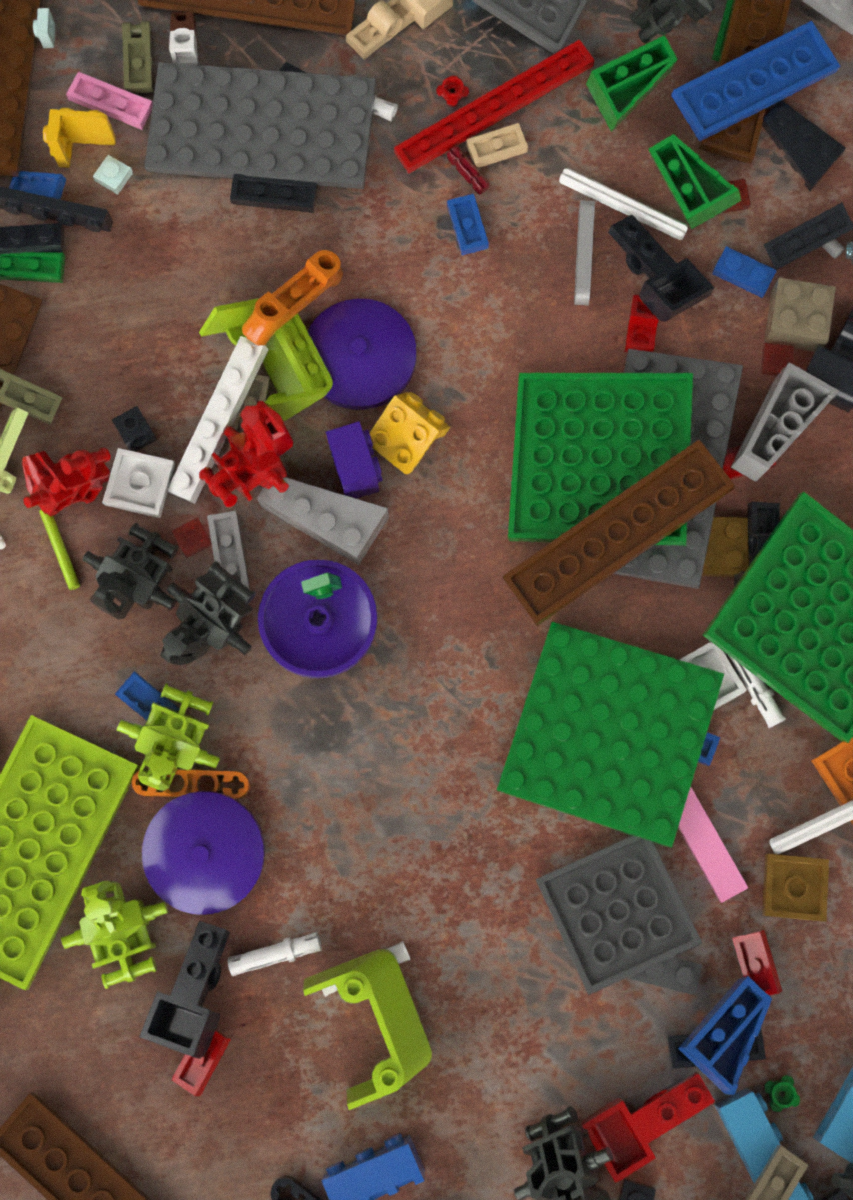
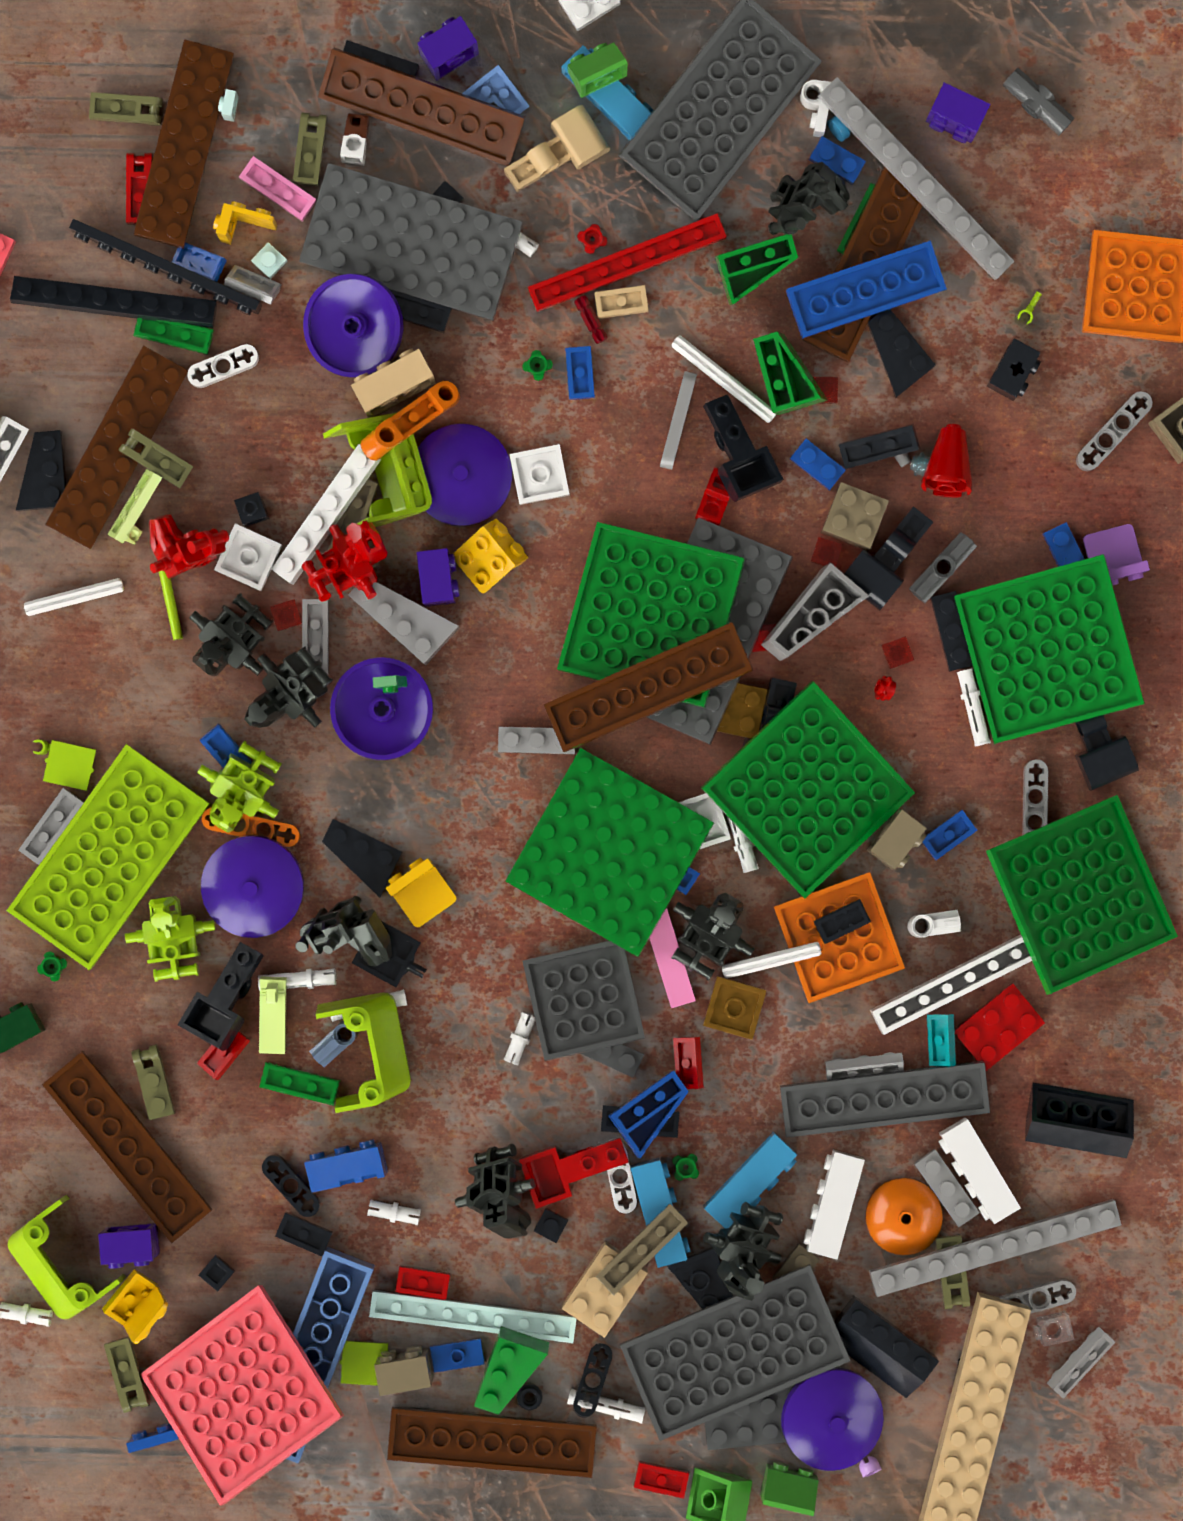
camera: 10 degrees right, 10 degrees up
(81, 277) = (208, 380): none -> white beam
(99, 198) = (252, 284): none -> light grey plate
(123, 1115) = (153, 1083): none -> olive plate
(213, 217) = (353, 325): none -> dark purple dish
(252, 1002) = (272, 1015): none -> yellowish green hinge
(266, 262) = (393, 382): none -> tan brick
(299, 1081) = (299, 1083): none -> green tile
(322, 874) = (349, 925): none -> pearl dark grey piece
(327, 791) = (363, 855): none -> black wing
(329, 1026) = (331, 1046): none -> sand blue piece
(374, 901) = (401, 961): none -> black plate
(401, 821) = (421, 892): none -> yellow bracket
(420, 218) = (537, 357): none -> green plate
(445, 336) = (539, 474): none -> white plate
(495, 625) = (529, 741): none -> light grey plate
(551, 974) = (520, 1038): none -> white pin
(723, 1139) = (630, 1193): none -> white beam
(750, 803) = (711, 933): none -> pearl dark grey piece

